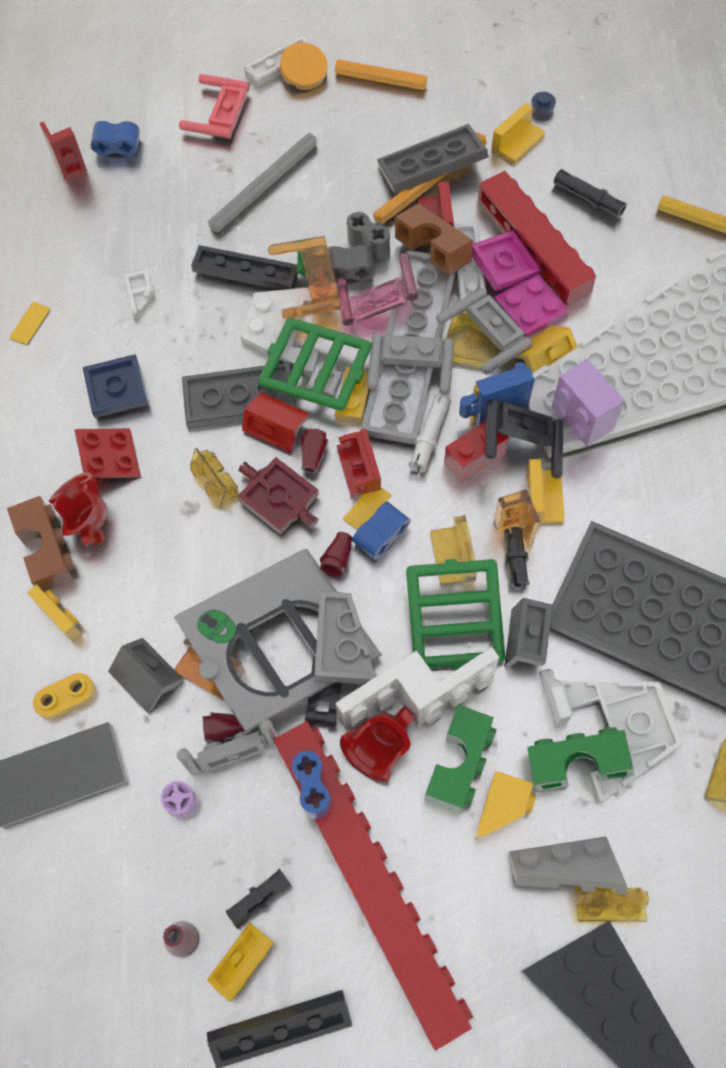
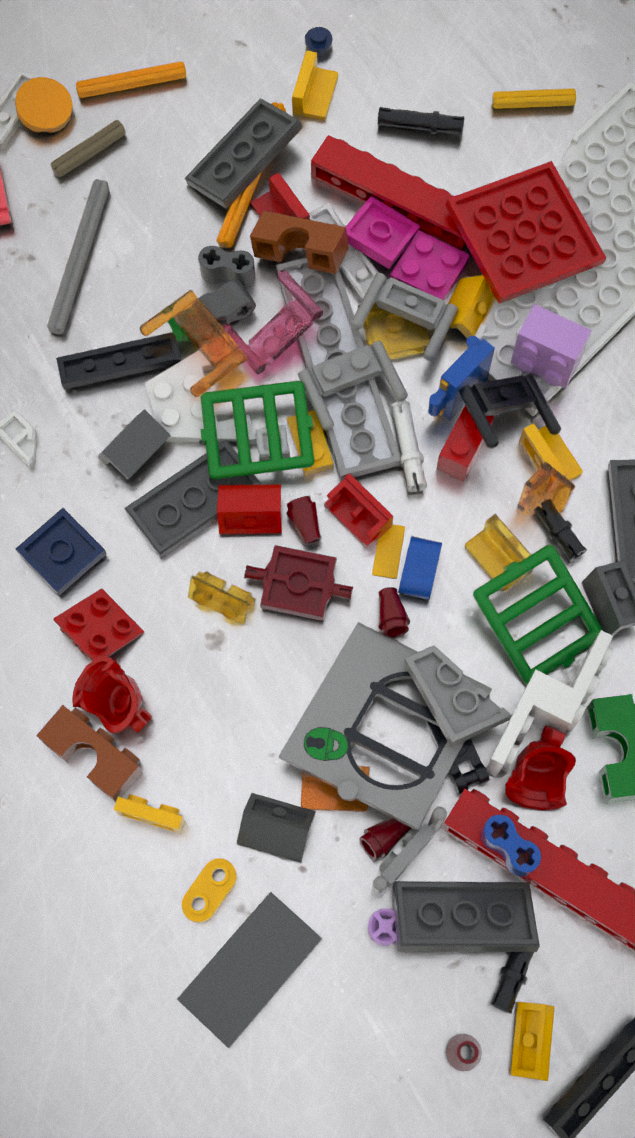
camera: 30 degrees left, 5 degrees up
(217, 332) = (134, 444): none -> dark grey panel
(245, 825) = (464, 917): none -> dark grey tile
(318, 109) = (88, 148): none -> dark tan axle
(622, 308) = (525, 232): none -> red plate

